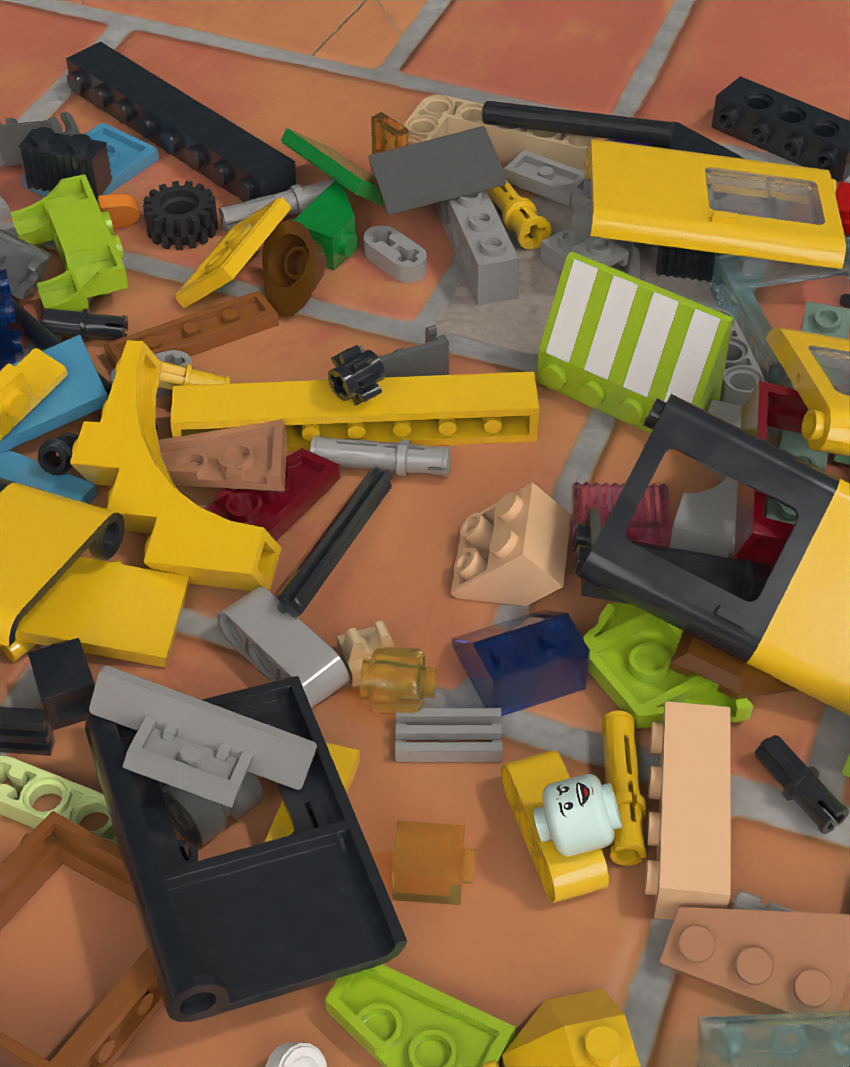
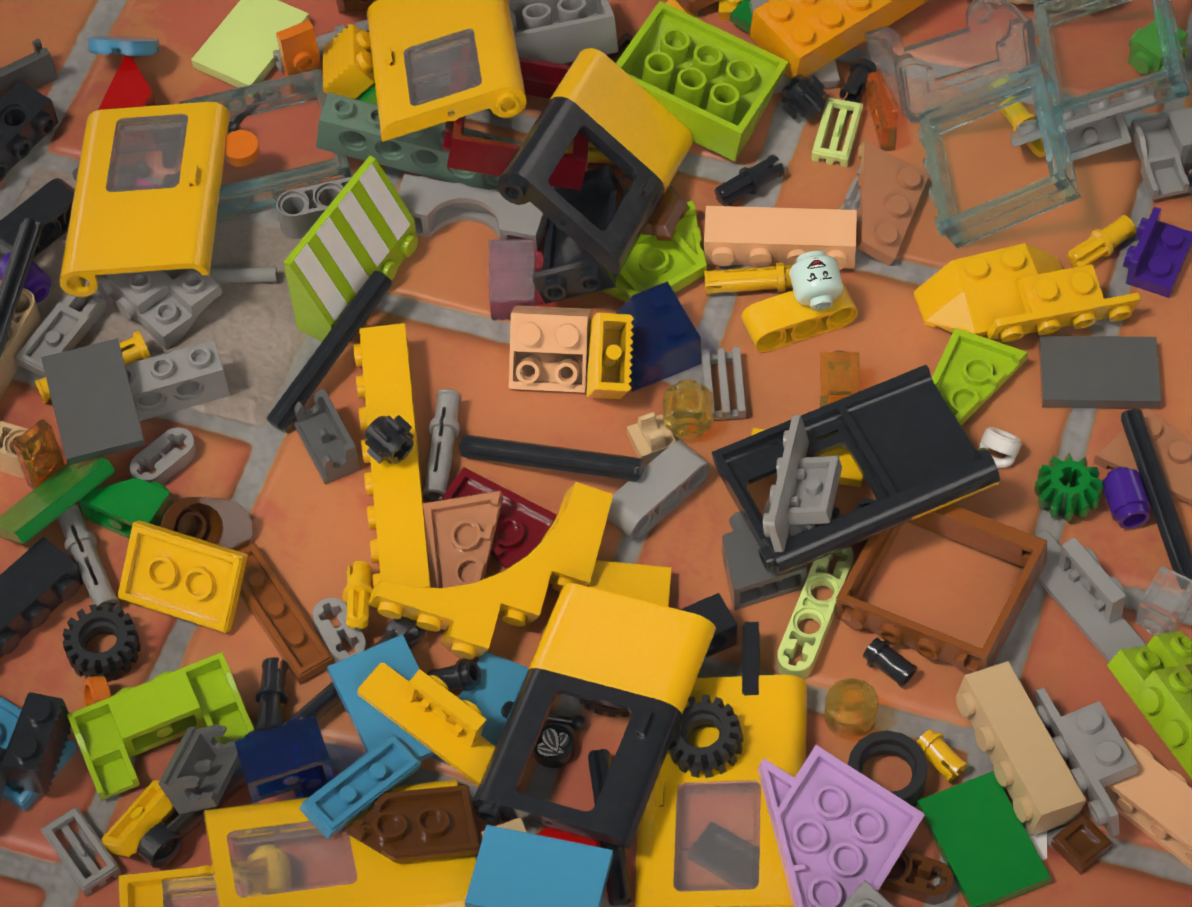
camera: 90 degrees left, 10 degrees up
(475, 590) = (609, 356): none -> yellow brick
(519, 357) = (329, 350): none -> black axle
(791, 278) = (241, 148): none -> orange tile

